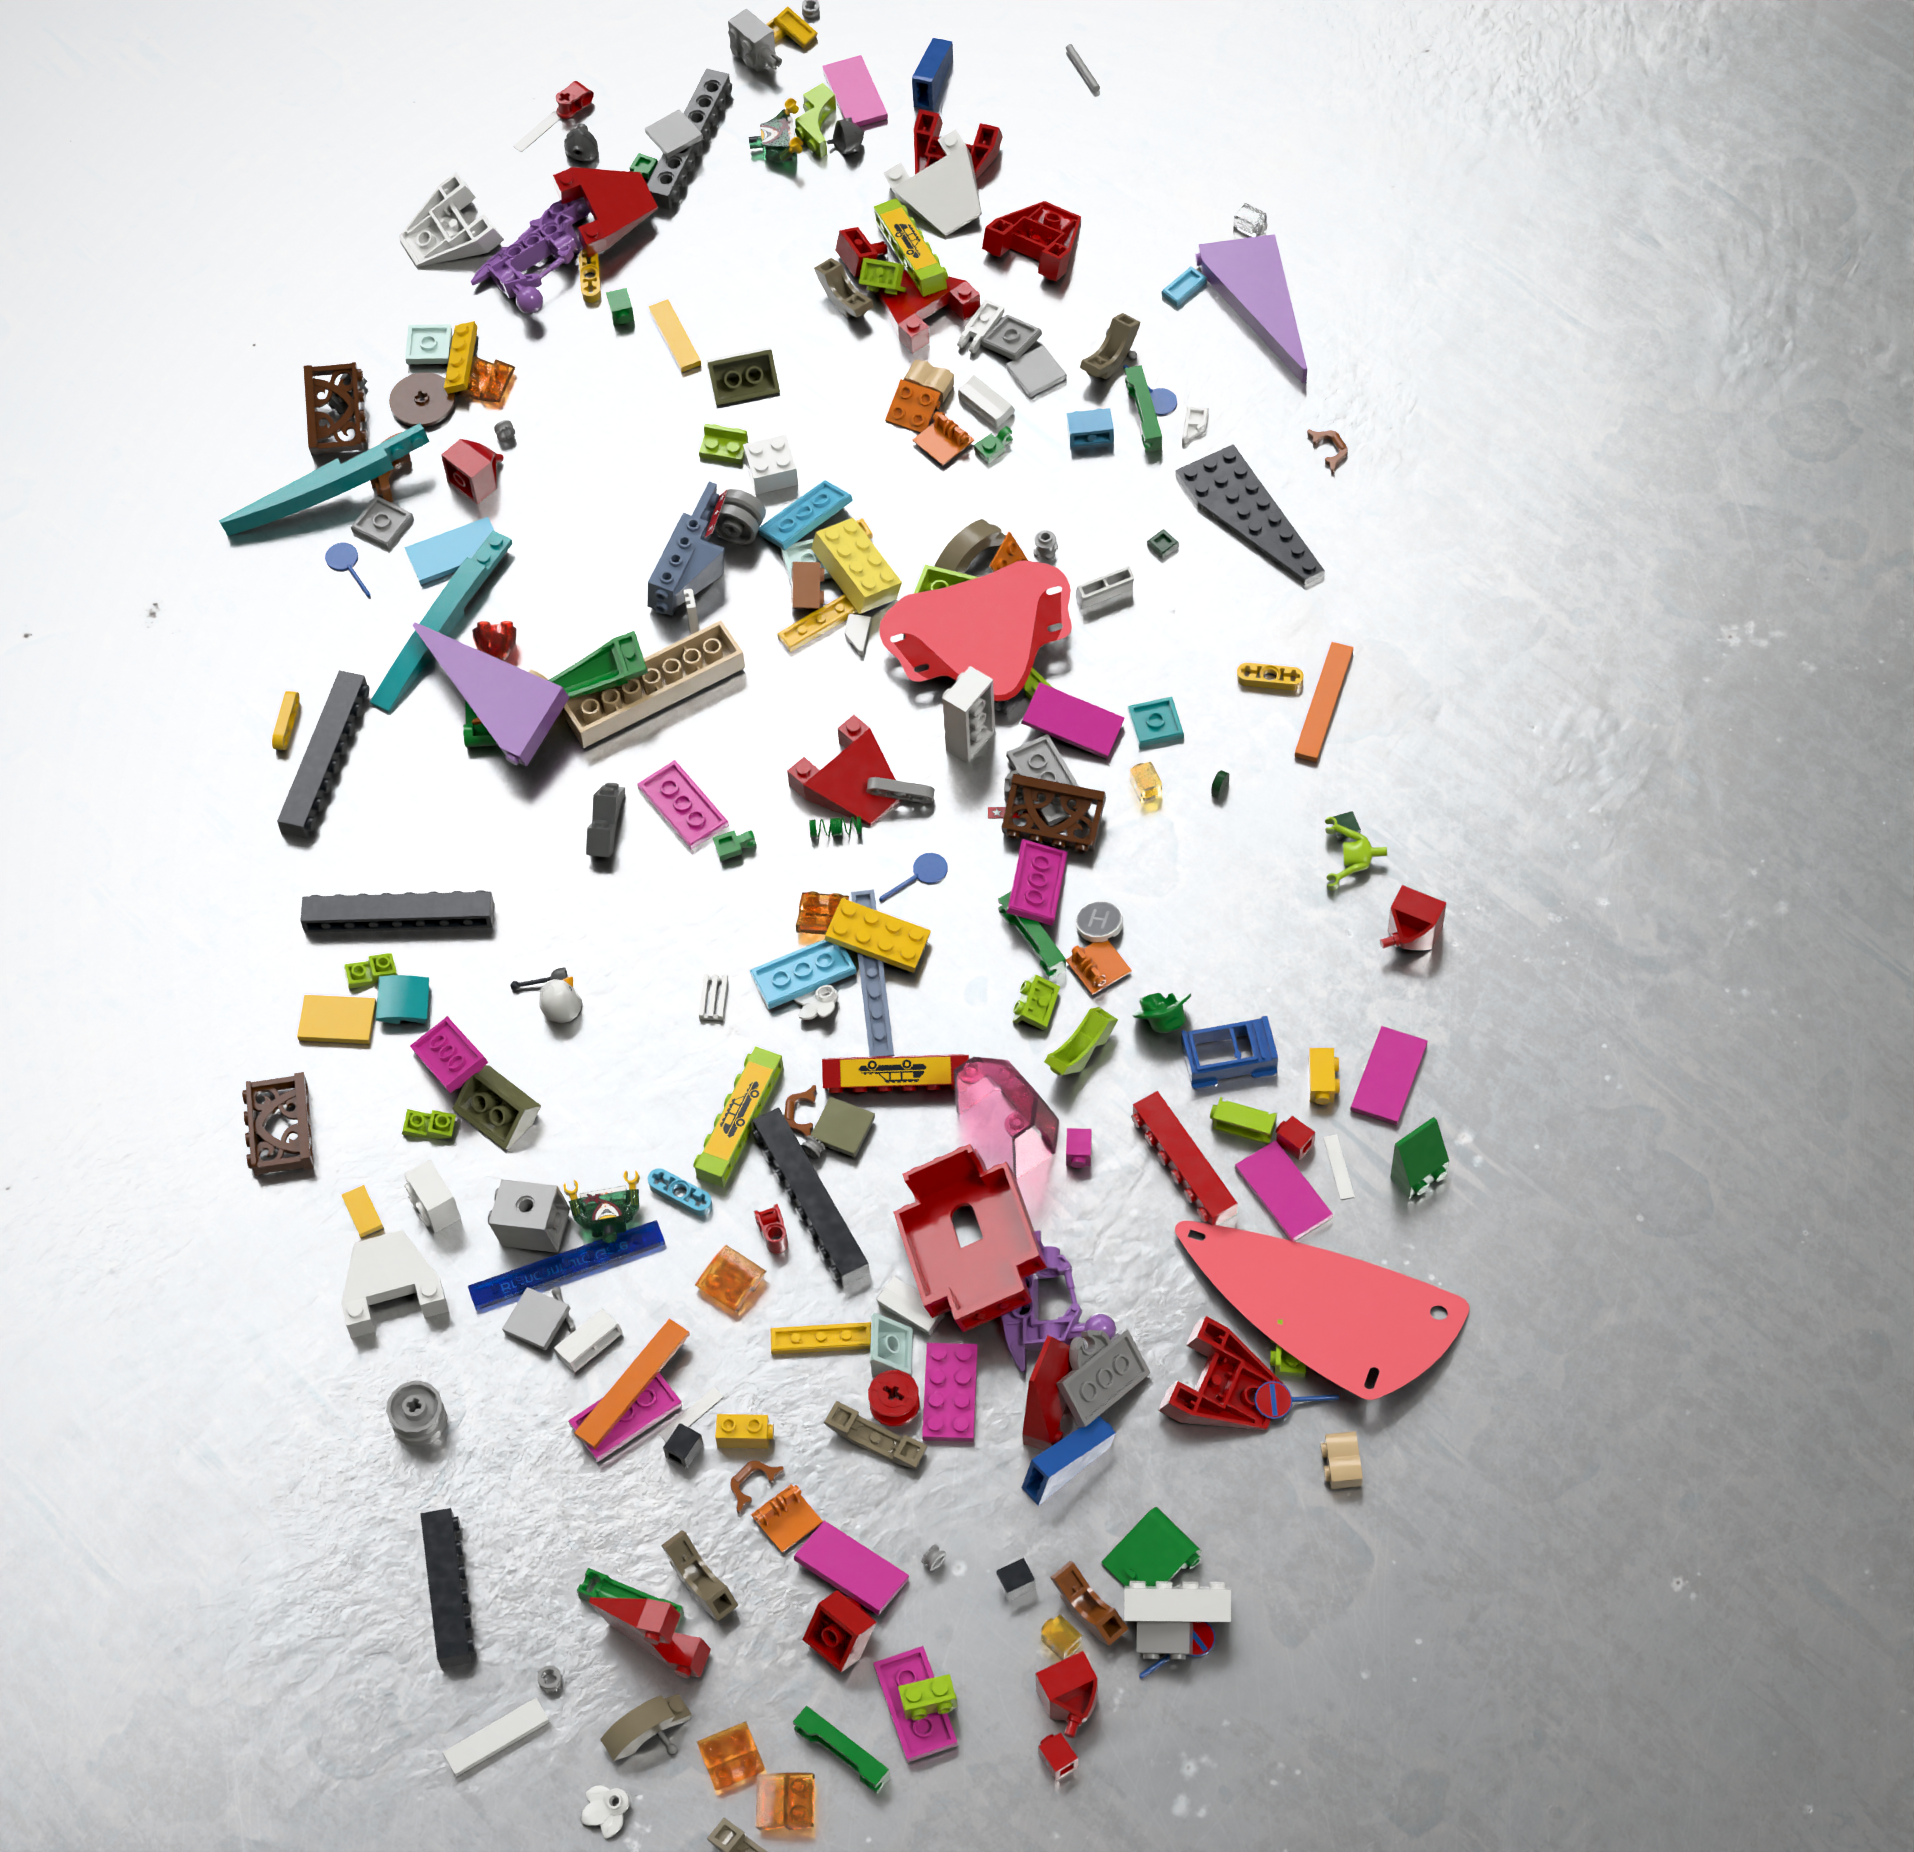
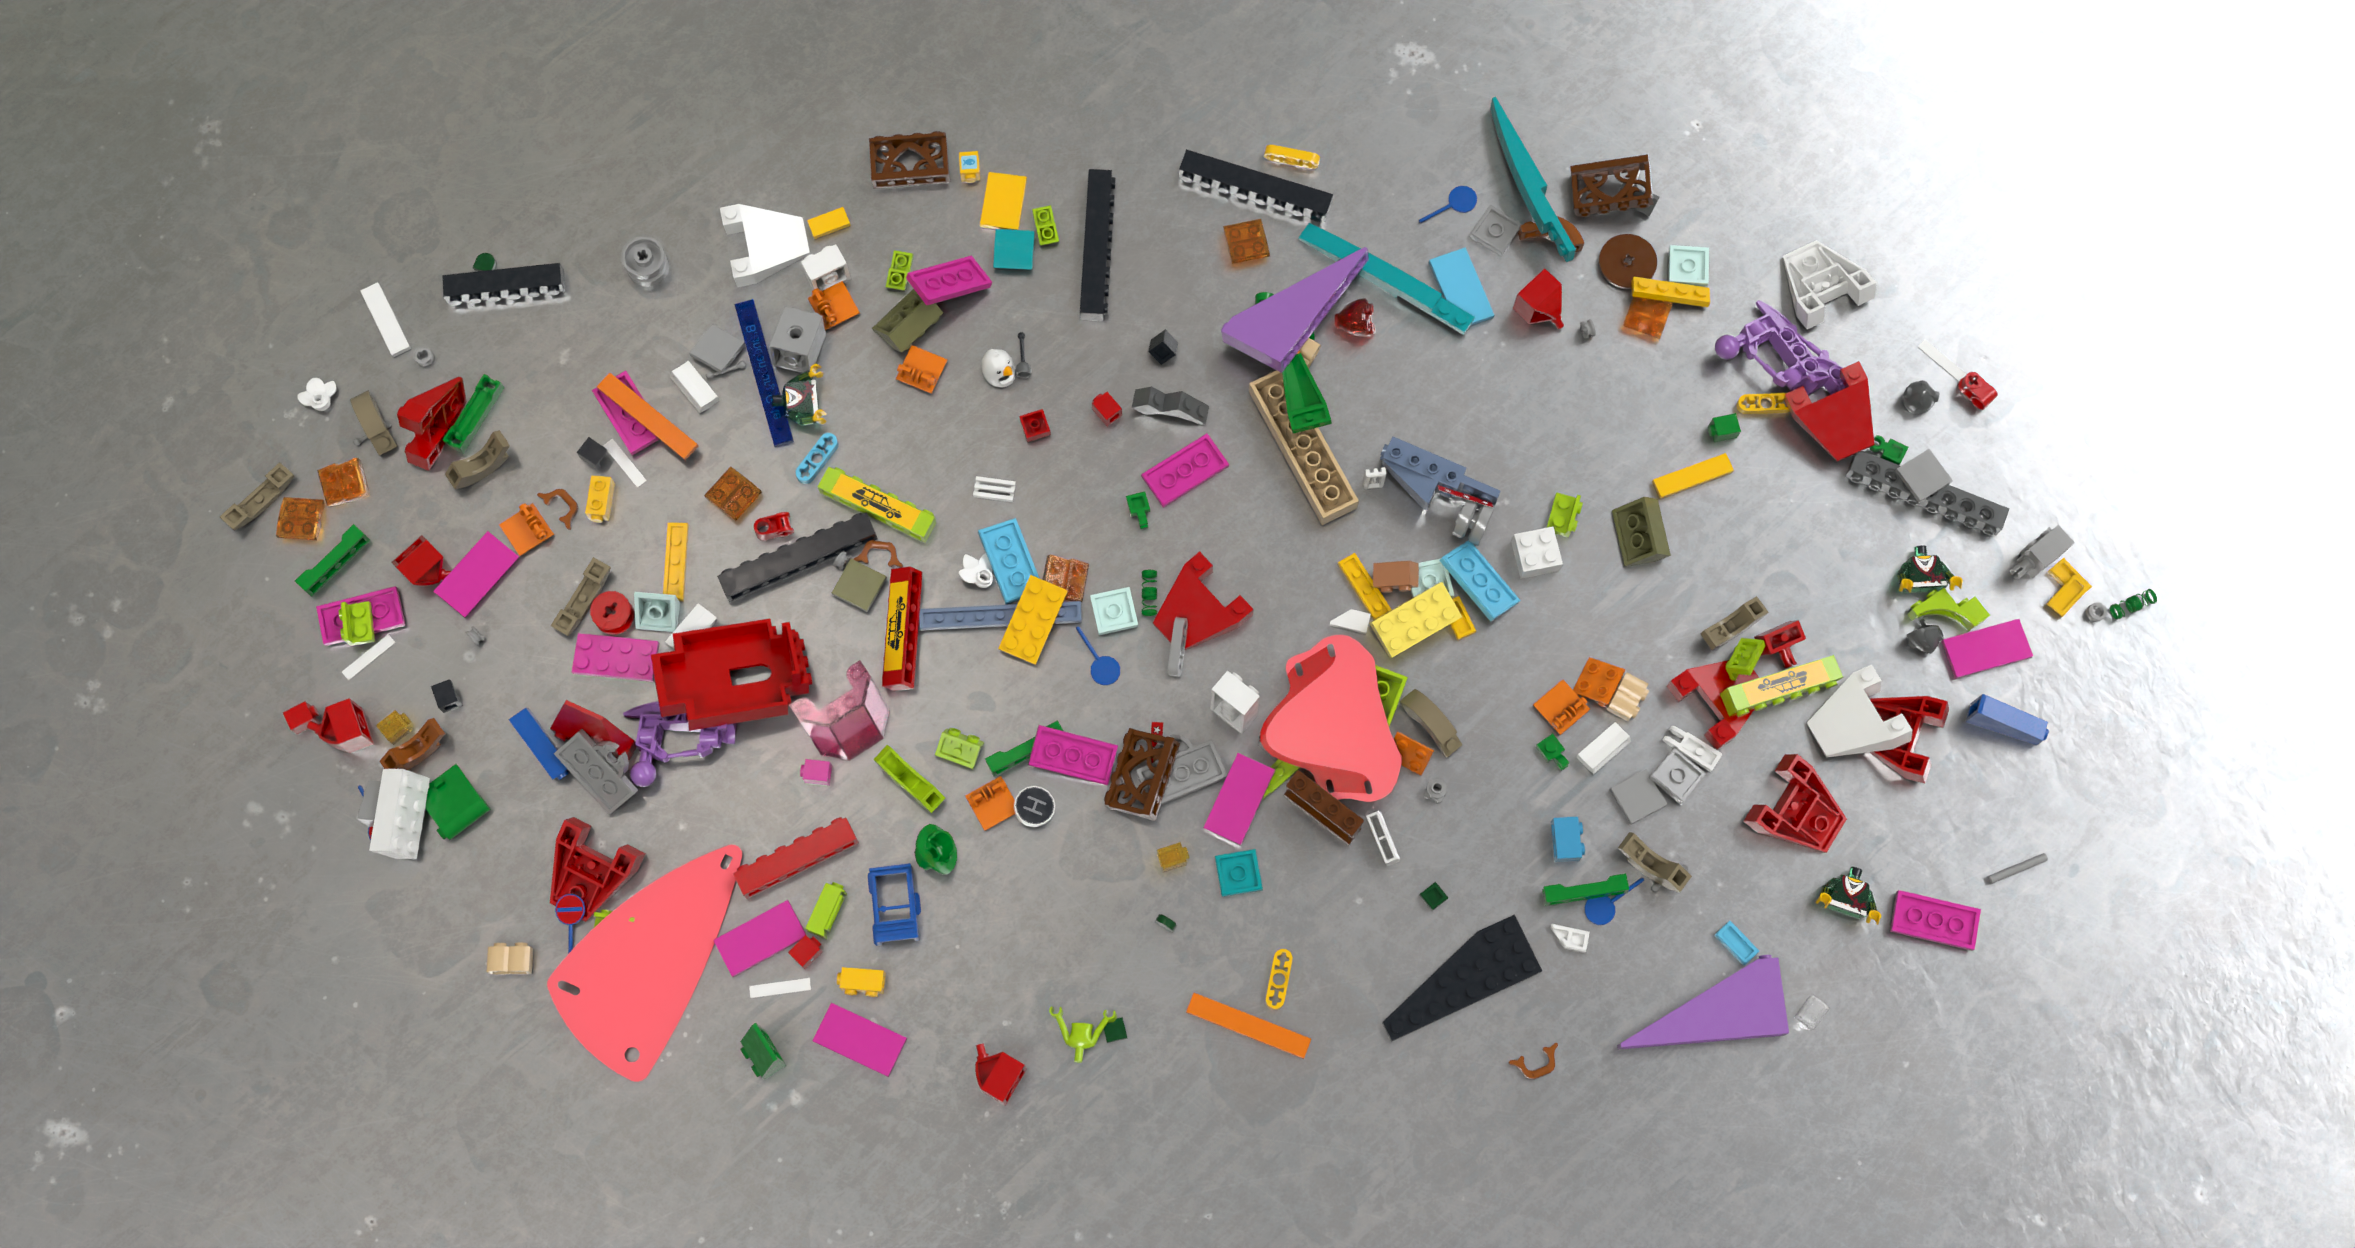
camera: 90 degrees right, 15 degrees up
(290, 1056) = (969, 166): none -> yellow brick
(394, 758) = (1246, 241): none -> clear orange slope
(415, 1619) = (484, 262): none -> dark green tile
(474, 1193) = (833, 304): none -> orange hinge
(529, 834) = (1163, 347): none -> black panel
(561, 1087) = (921, 369): none -> orange hinge
(609, 885) = (1106, 408): none -> red brick
(632, 958) = (1035, 425): none -> red piece
(859, 860) = (1114, 611): none -> light aqua plate
(969, 1693) = (368, 657): none -> white sticker
(1078, 635) = (1323, 807): none -> reddish brown fence
(1127, 191) = (1850, 896): none -> torso
(1143, 128) = (1935, 920): none -> dark pink plate

